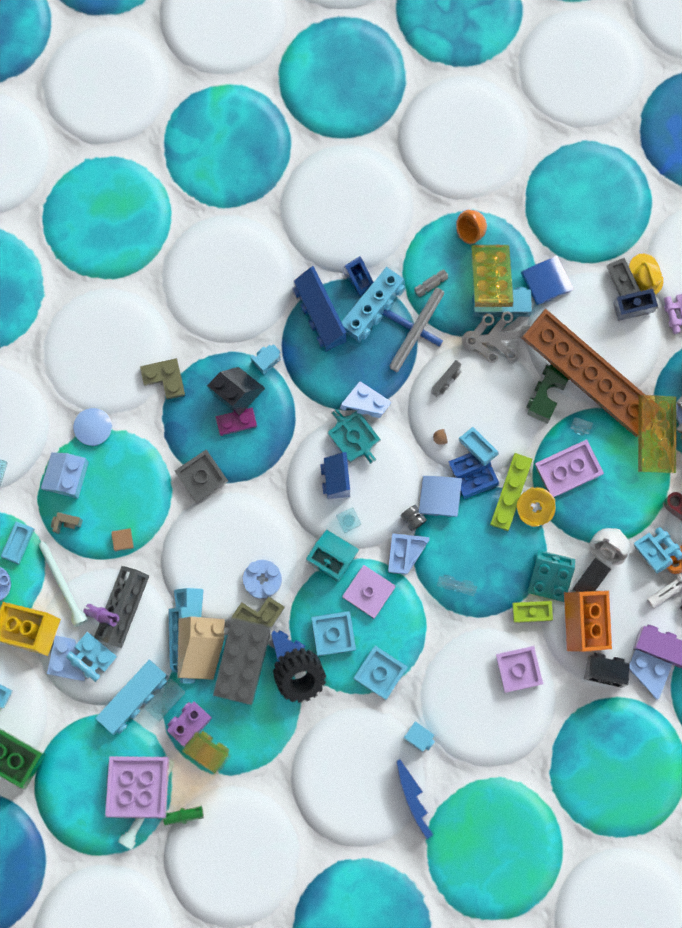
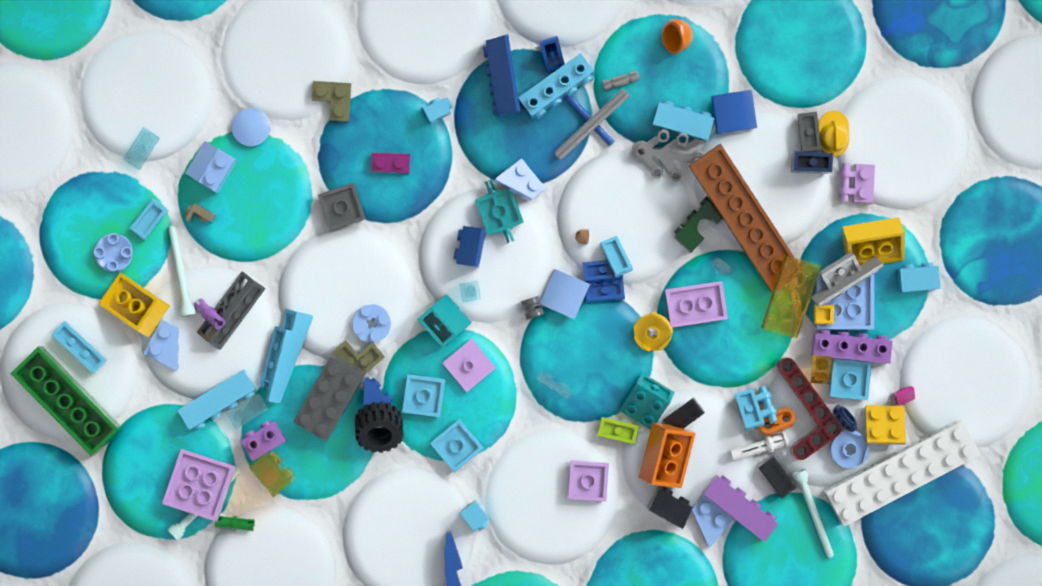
camera: 15 degrees right, 10 degrees up
(93, 651) = (193, 346): medium azure plate -> none
(122, 539) = (249, 246): medium nougat tile -> none
(199, 646) = (293, 372): tan slope -> none
(235, 389) = (399, 131): black slope -> none
(405, 552) = (514, 338): light blue wing -> none
(442, 384) = (599, 186): dark grey plate -> none
(492, 276) = (680, 93): clear yellow plate -> none
(511, 492) = (634, 309): lime plate -> none
(610, 545) = (711, 389): white cylinder -> none

